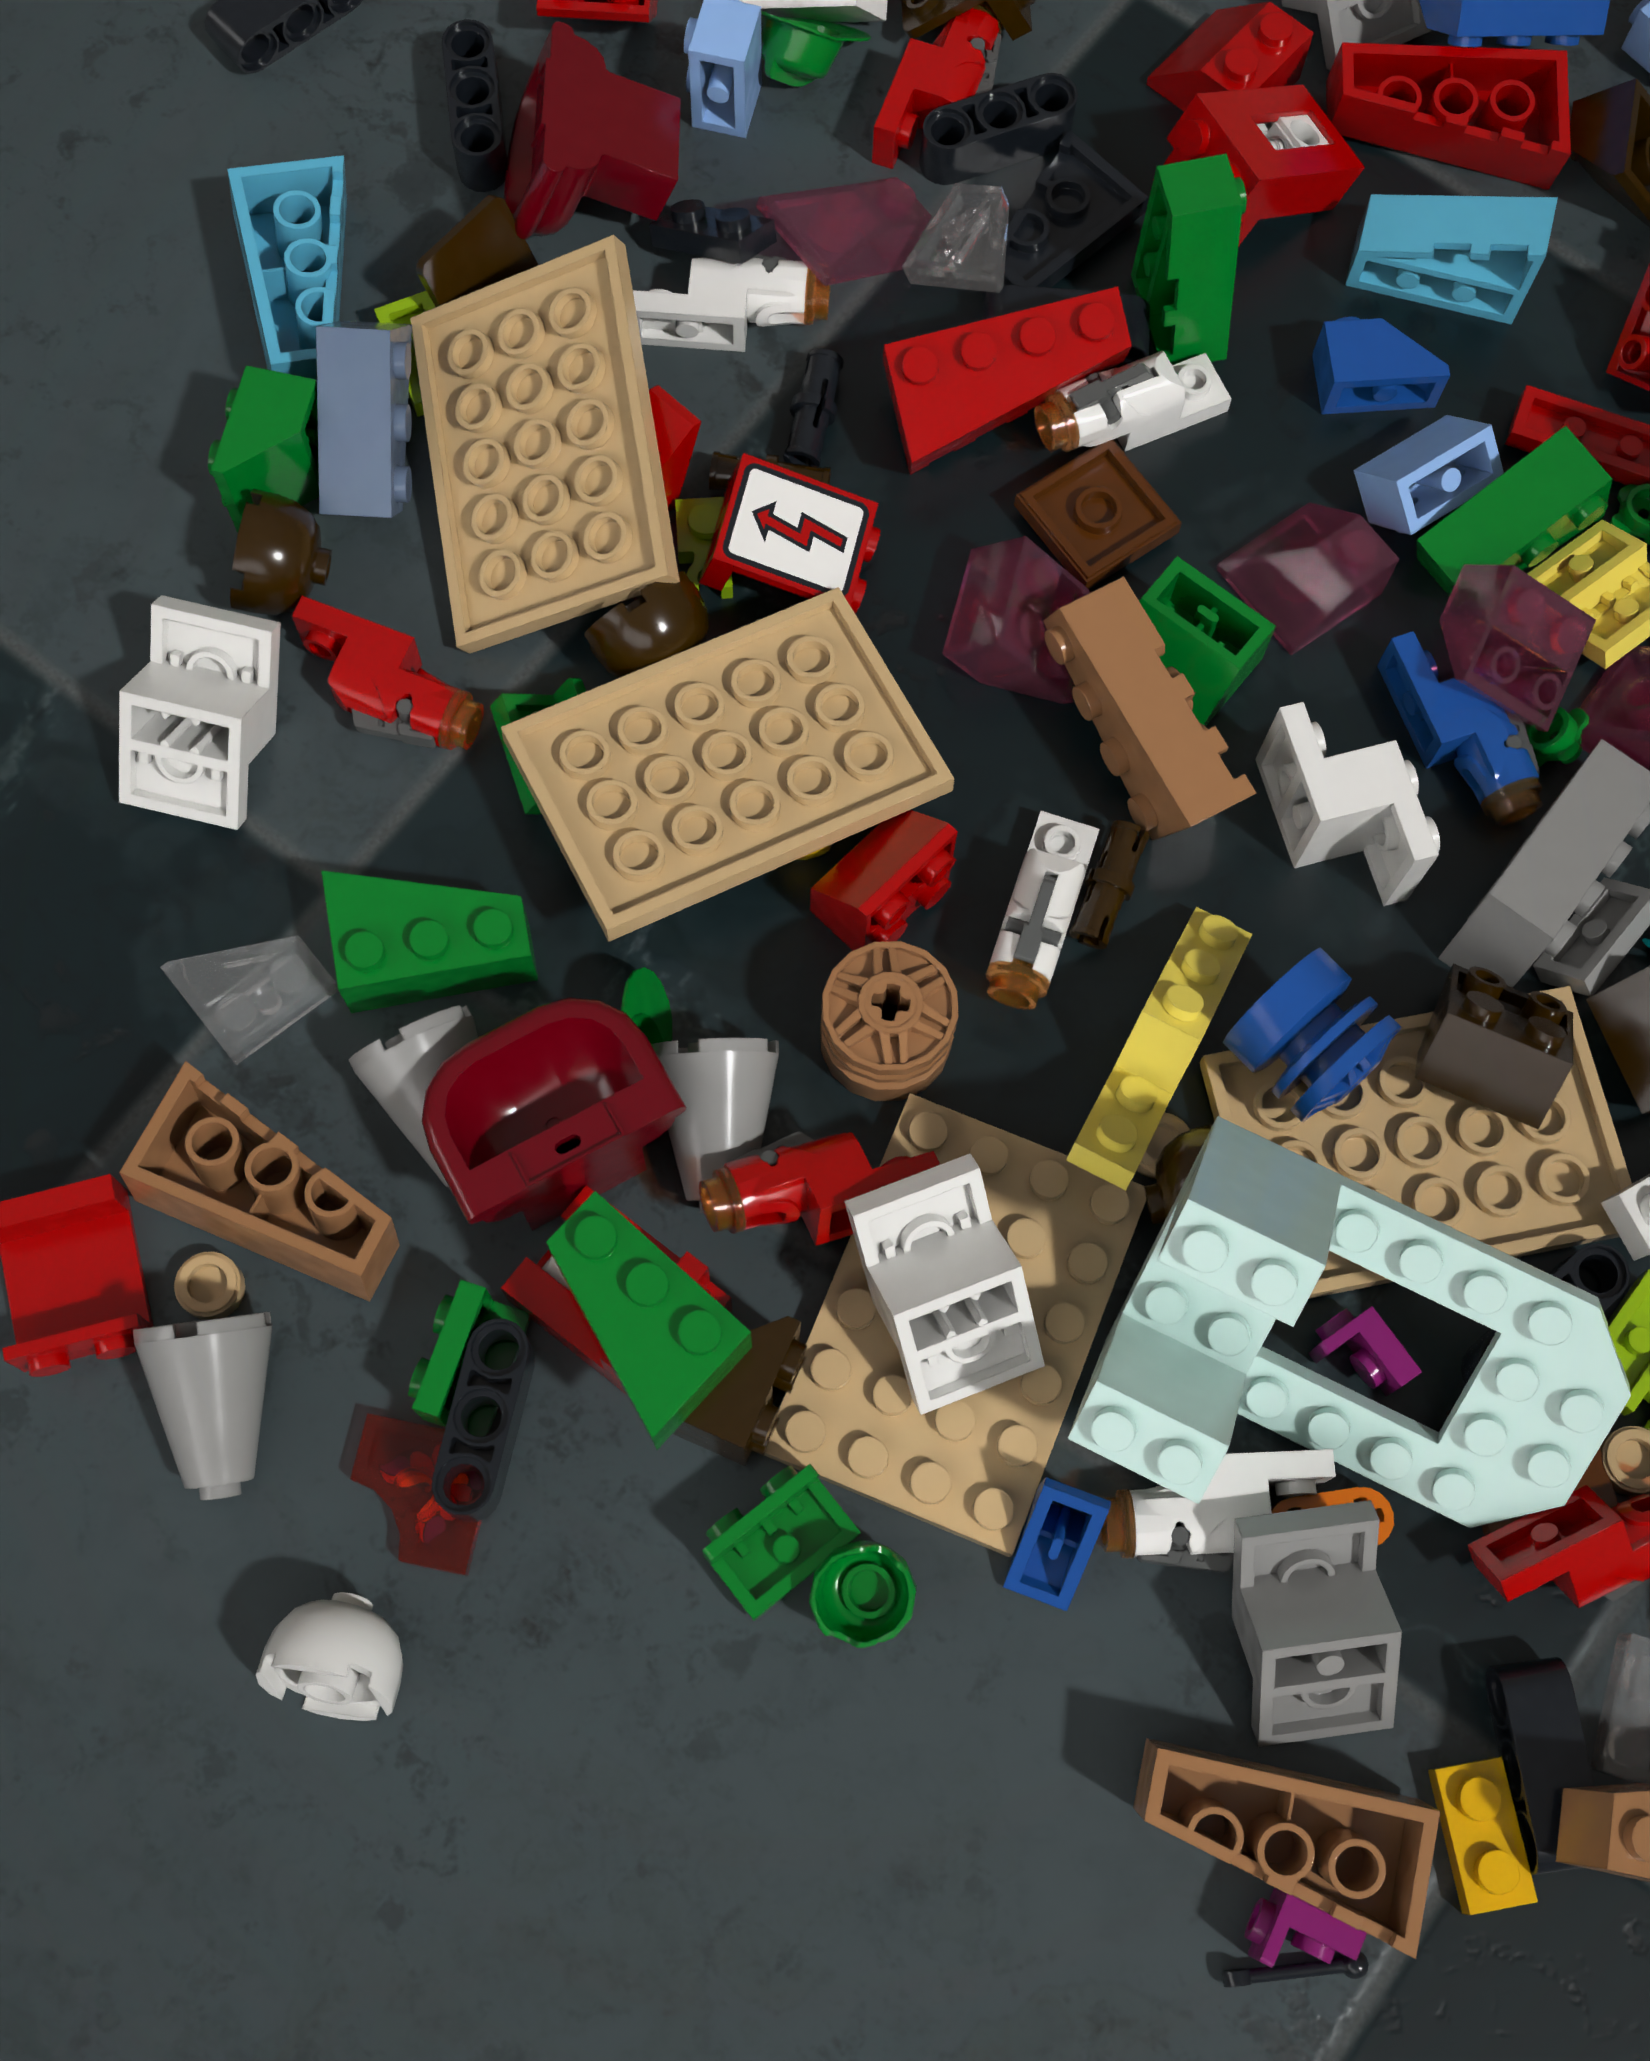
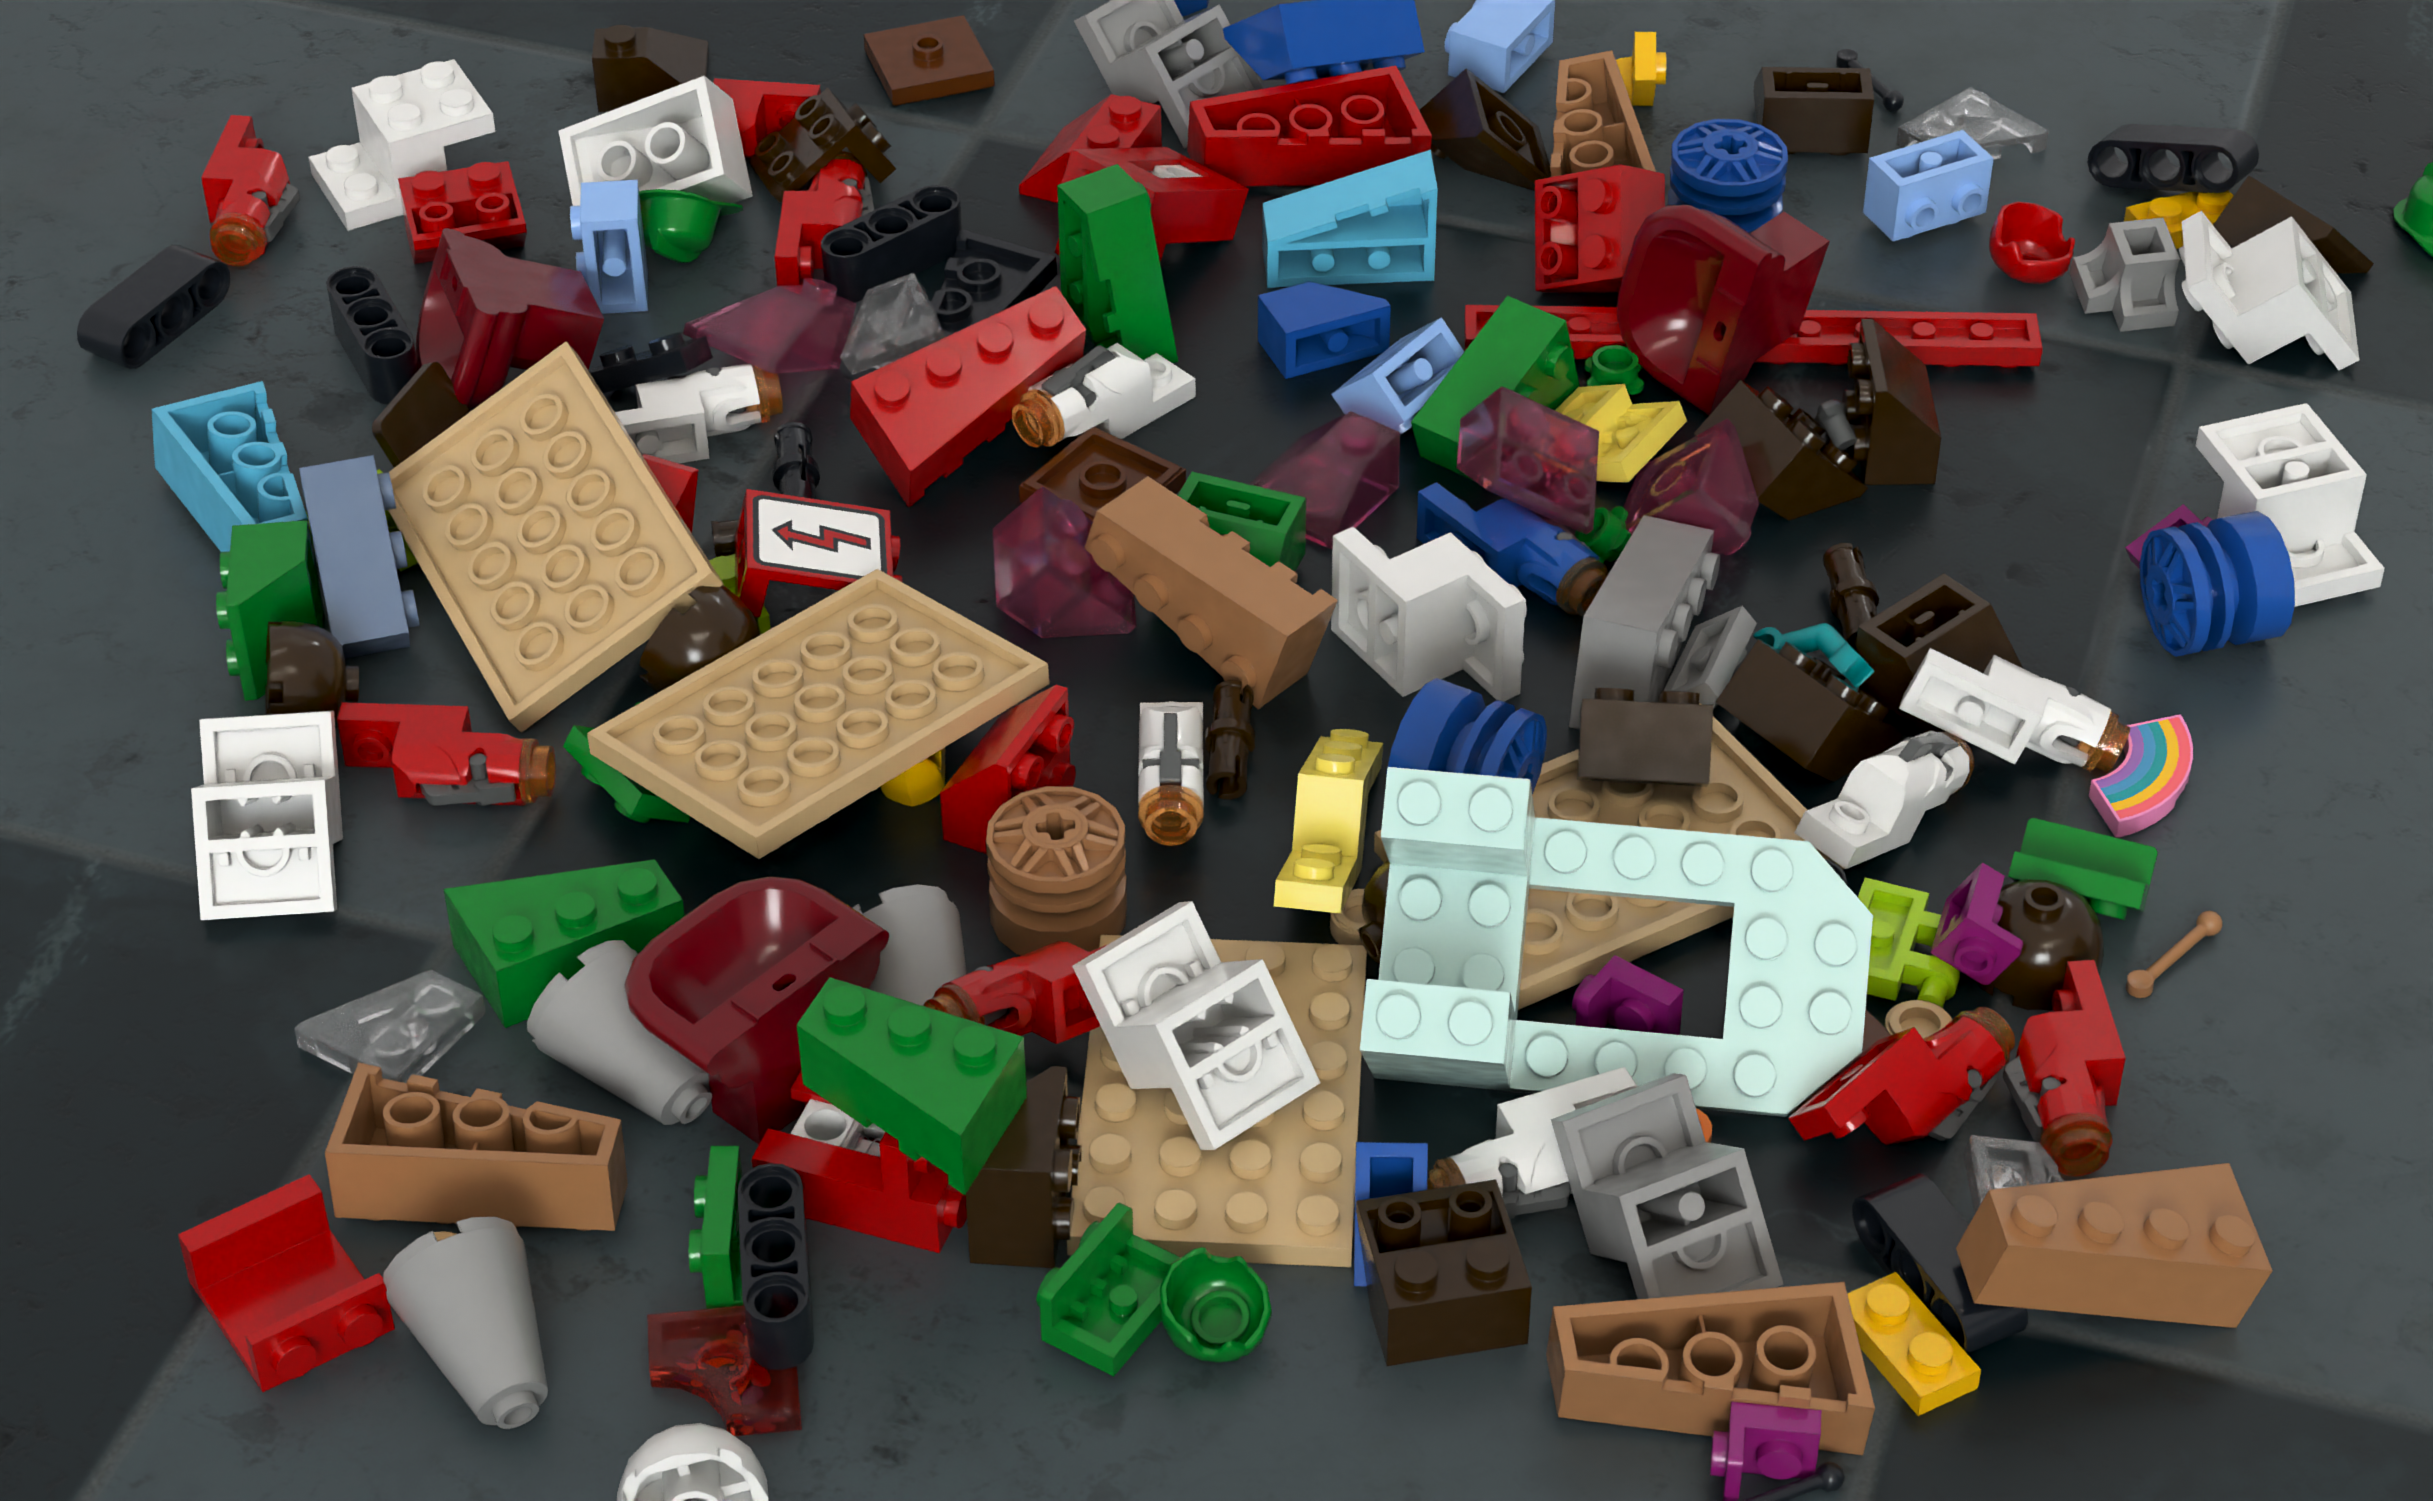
camera: 15 degrees left, 30 degrees down
(1083, 1622) = (1443, 1272): none -> dark brown slope

